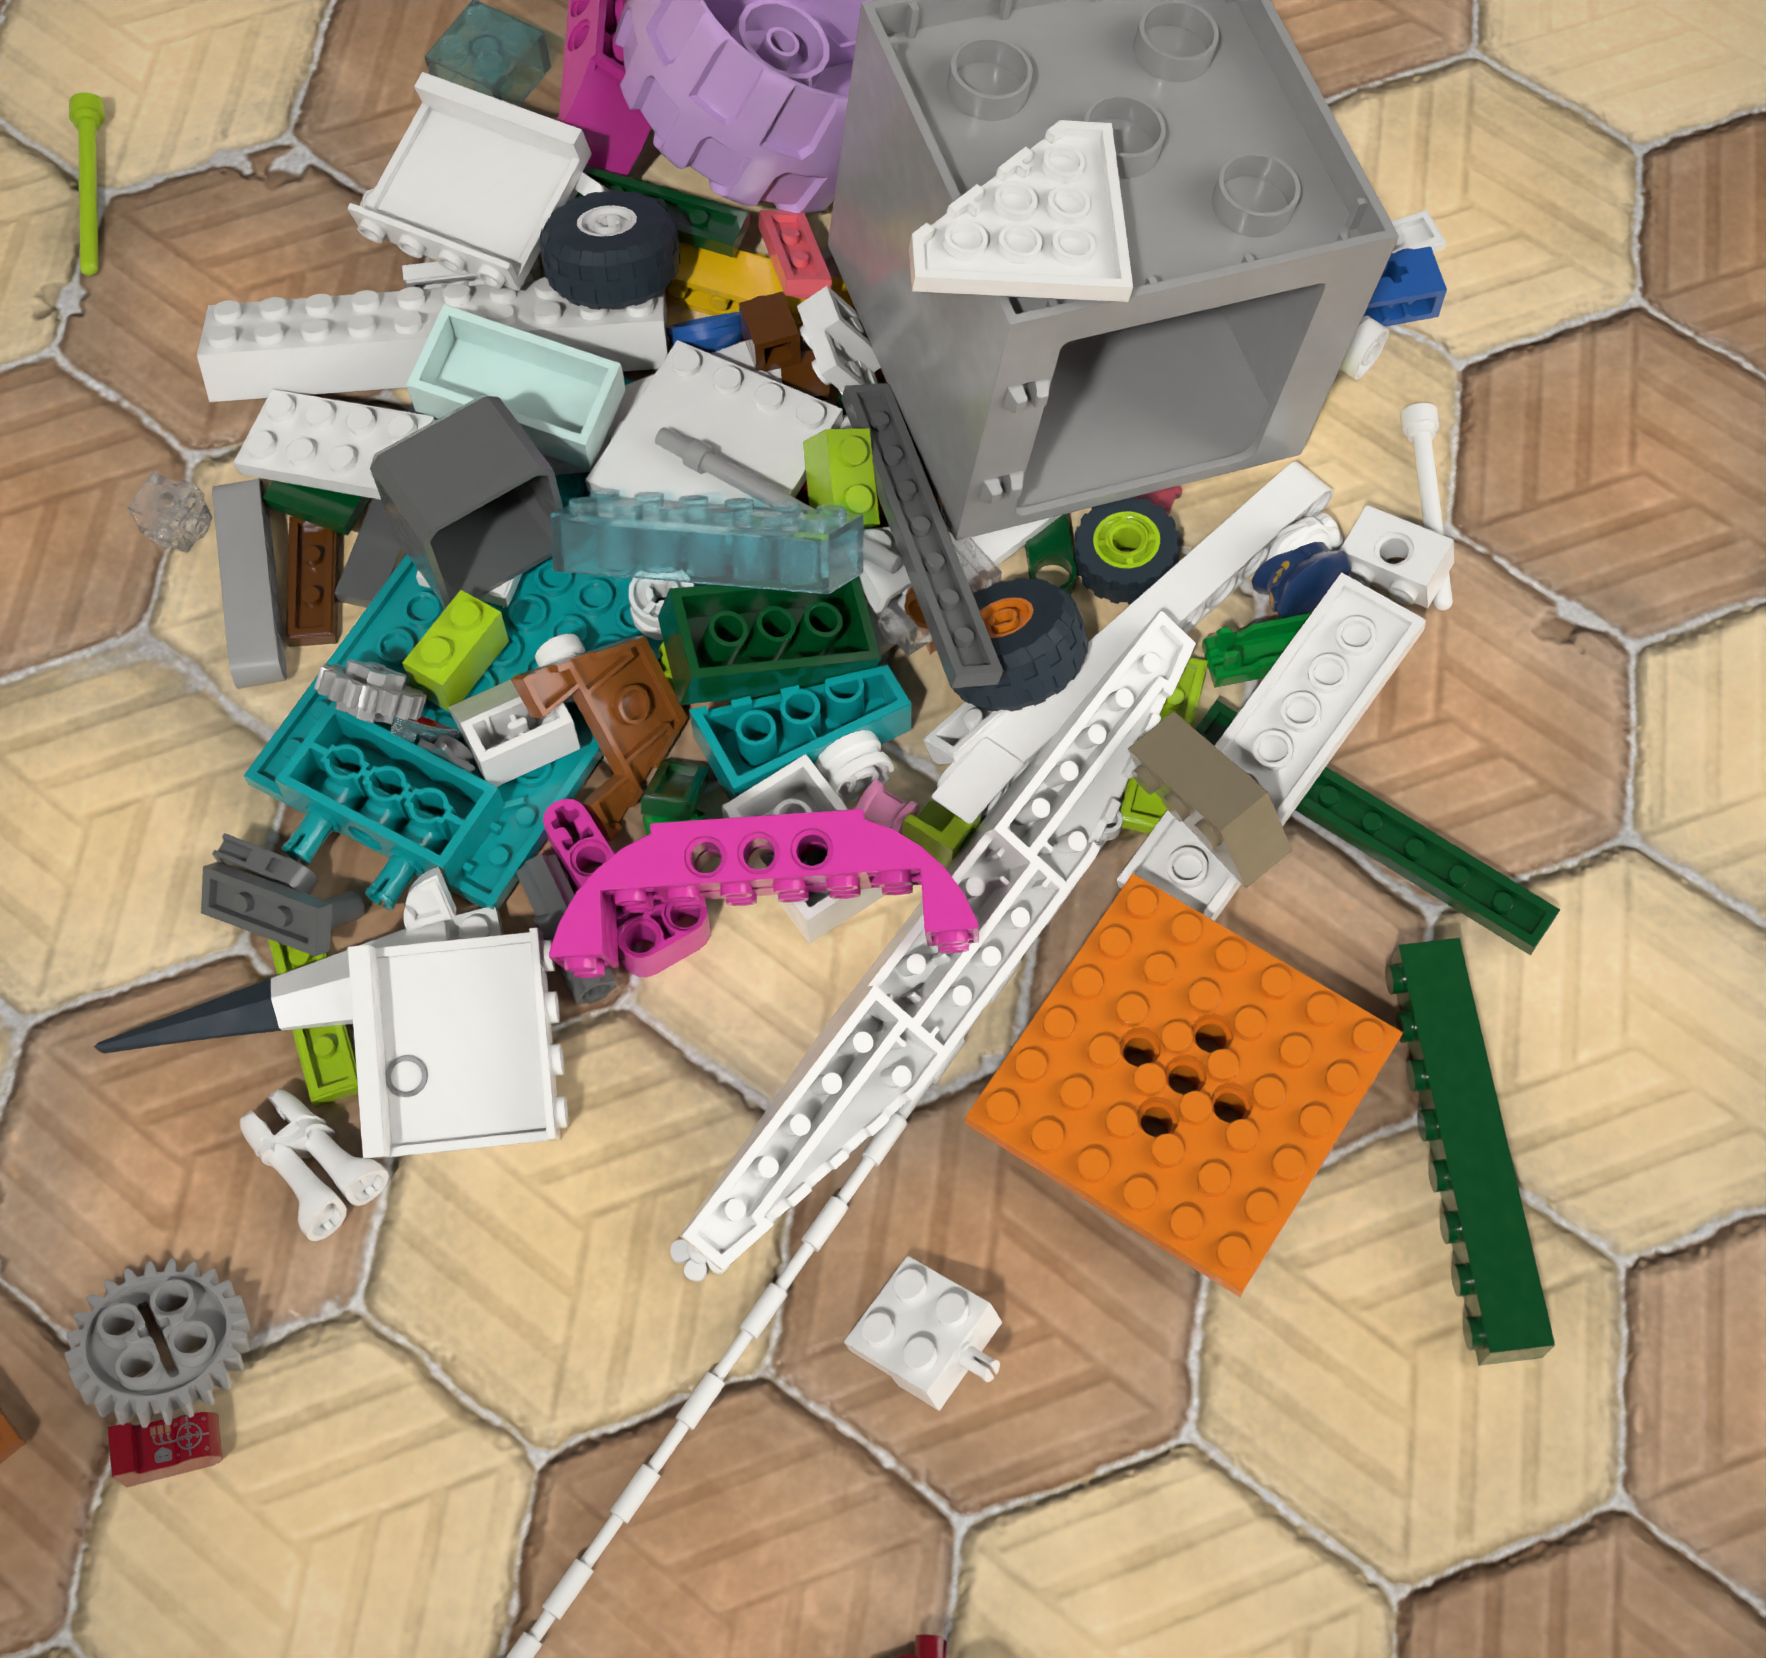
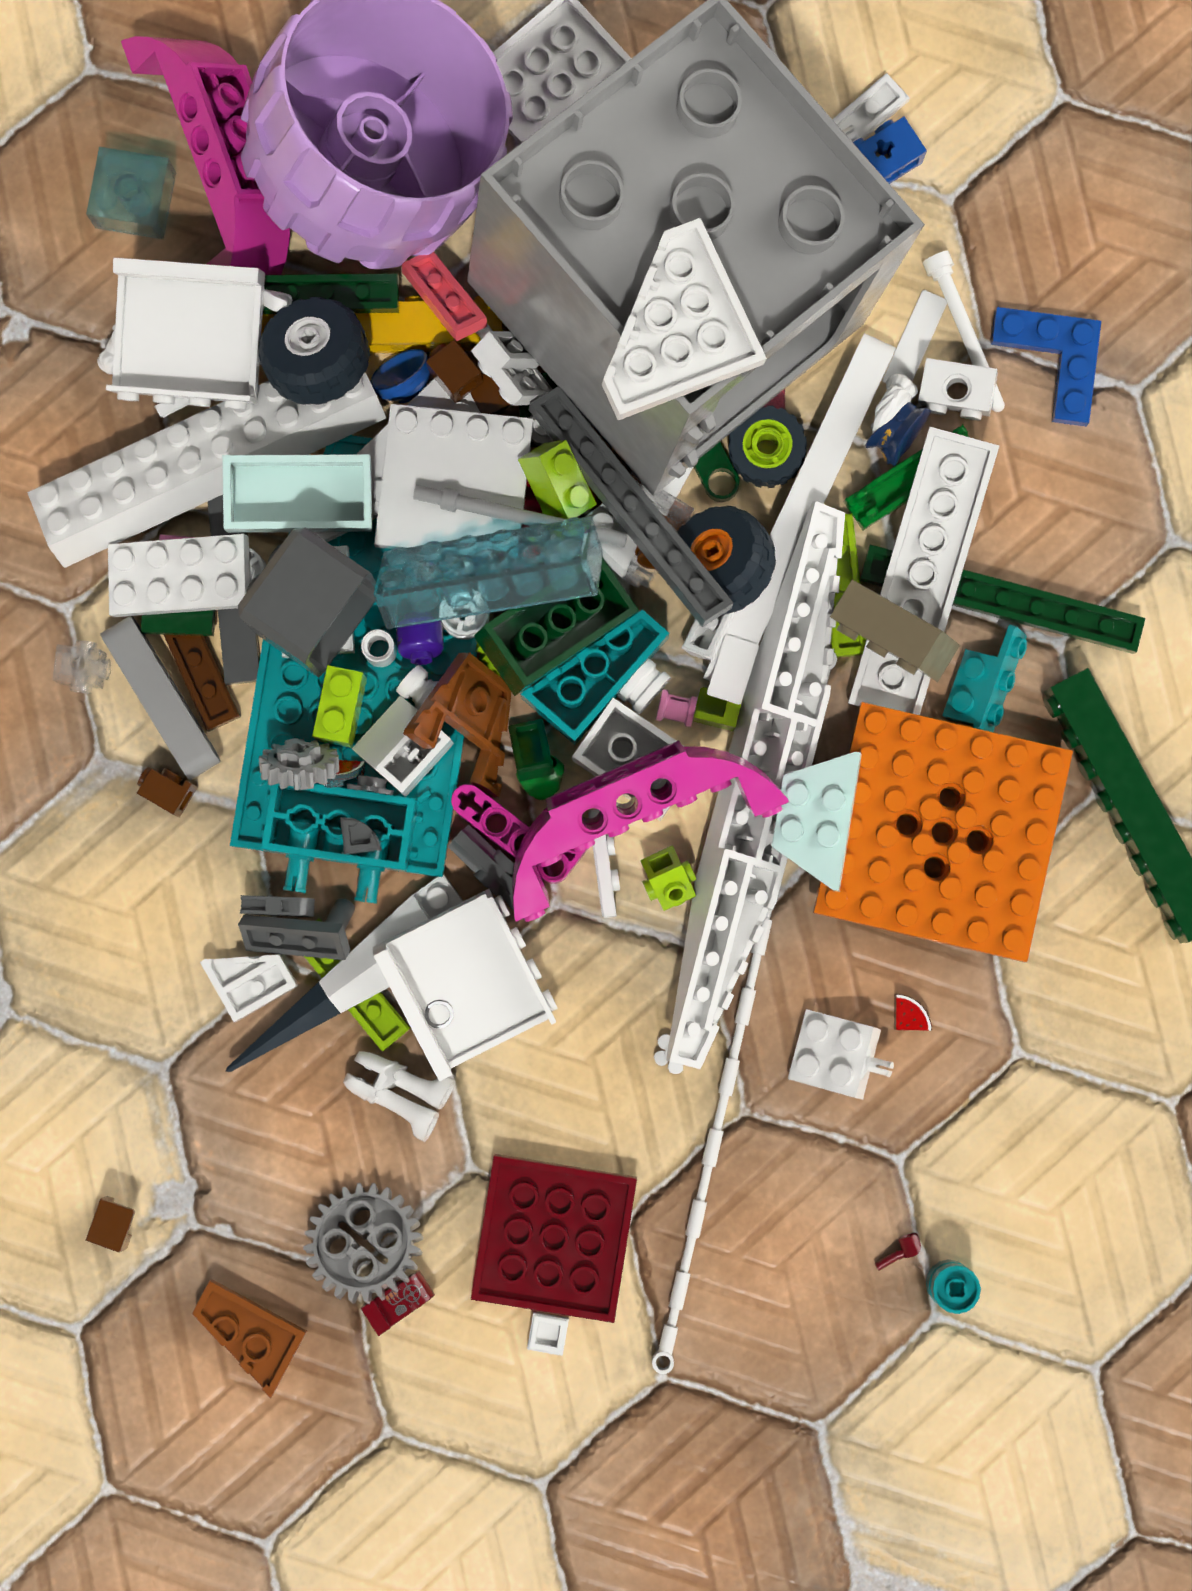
camera: 20 degrees left, 20 degrees up
(184, 952) = (248, 982): none -> white wing
(201, 688) = (165, 790): none -> reddish brown brick
(353, 1579) = (548, 1333): none -> white tile
(402, 805) = (358, 837): none -> dark grey tile
(423, 1444) = (554, 1238): none -> dark red plate
(428, 901) = (401, 892): white tile -> none
(533, 589) = (372, 637): none -> white beam
(594, 607) = (420, 642): none -> dark purple head
(705, 984) = (607, 879): none -> white plate
(786, 1011) = (668, 878): none -> lime brick
(1017, 991) = (818, 817): none -> light aqua wing
(1052, 1320) = (910, 1014): none -> red tile
(1317, 916) = (984, 683): none -> teal bracket
(1370, 489) = (916, 336): none -> white sticker
(1564, 556) = (1064, 335): none -> blue plate

